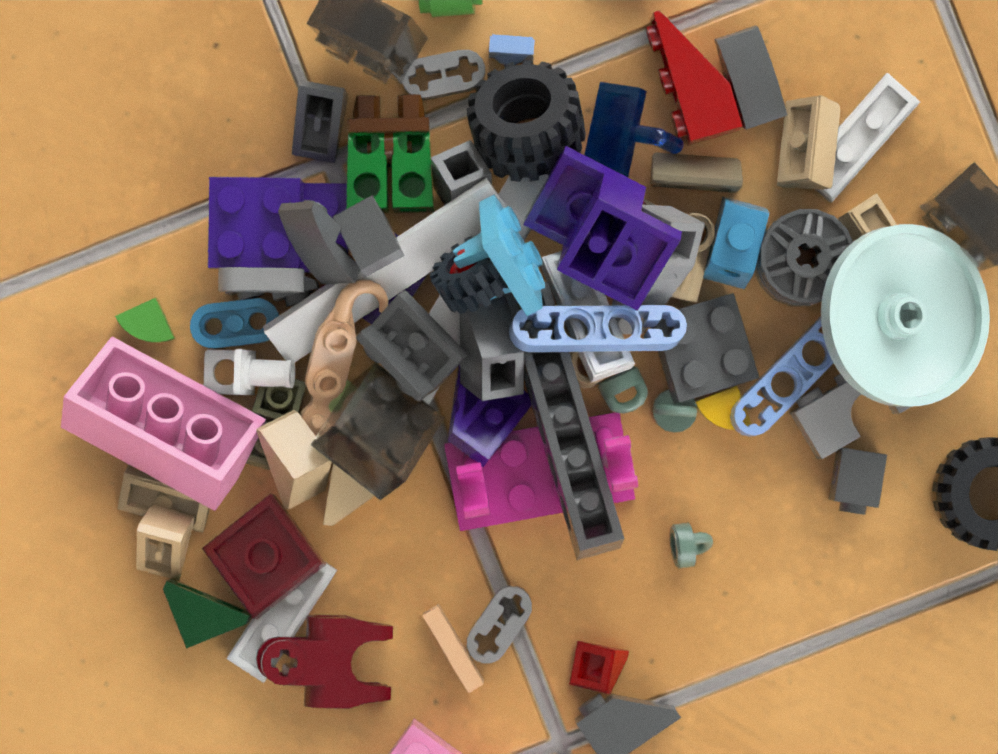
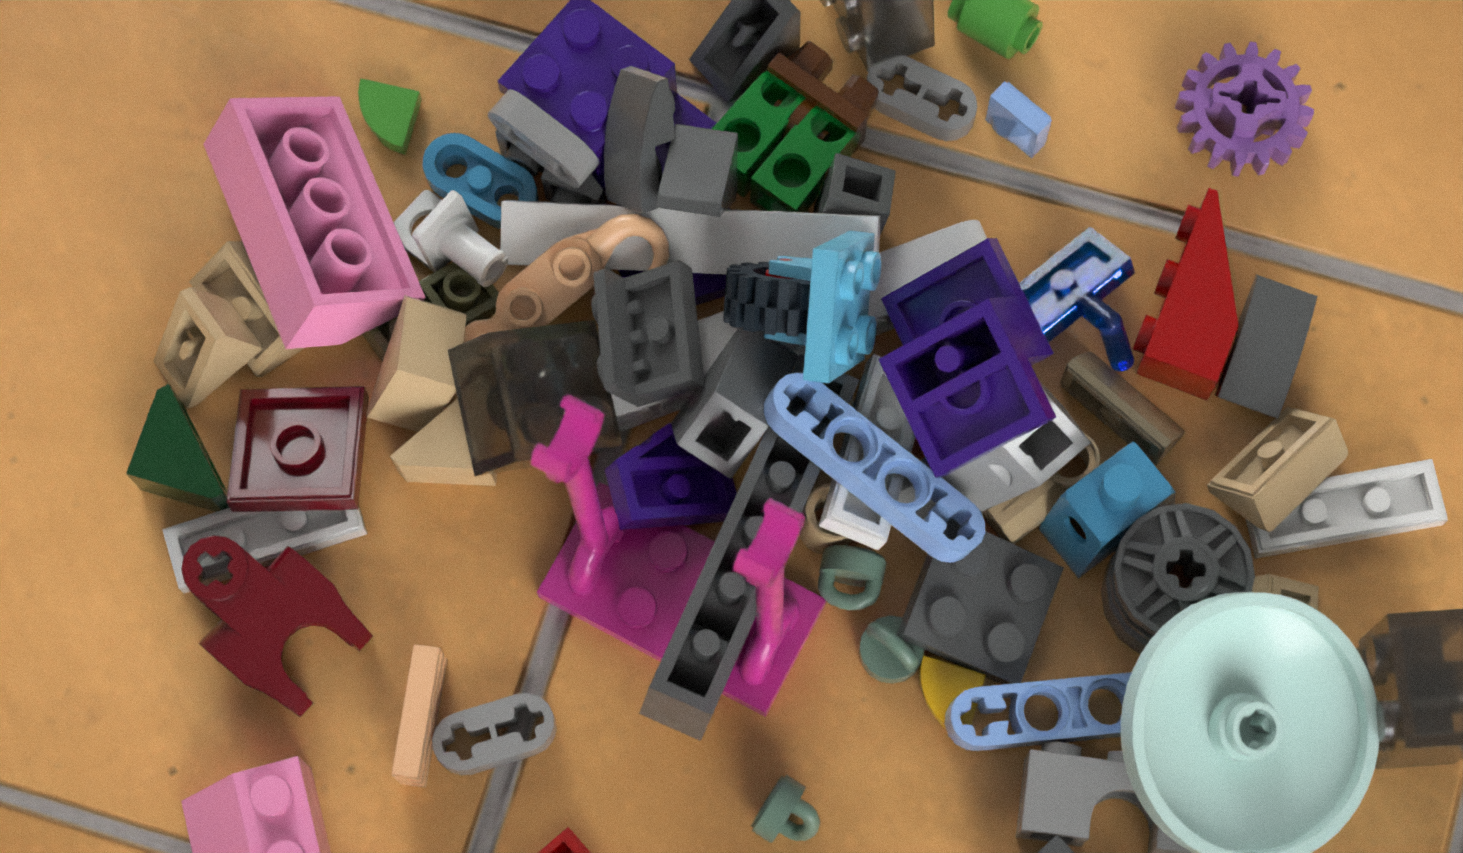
camera: 40 degrees right, 15 degrees down
(519, 95) = (972, 184): black tyre -> none

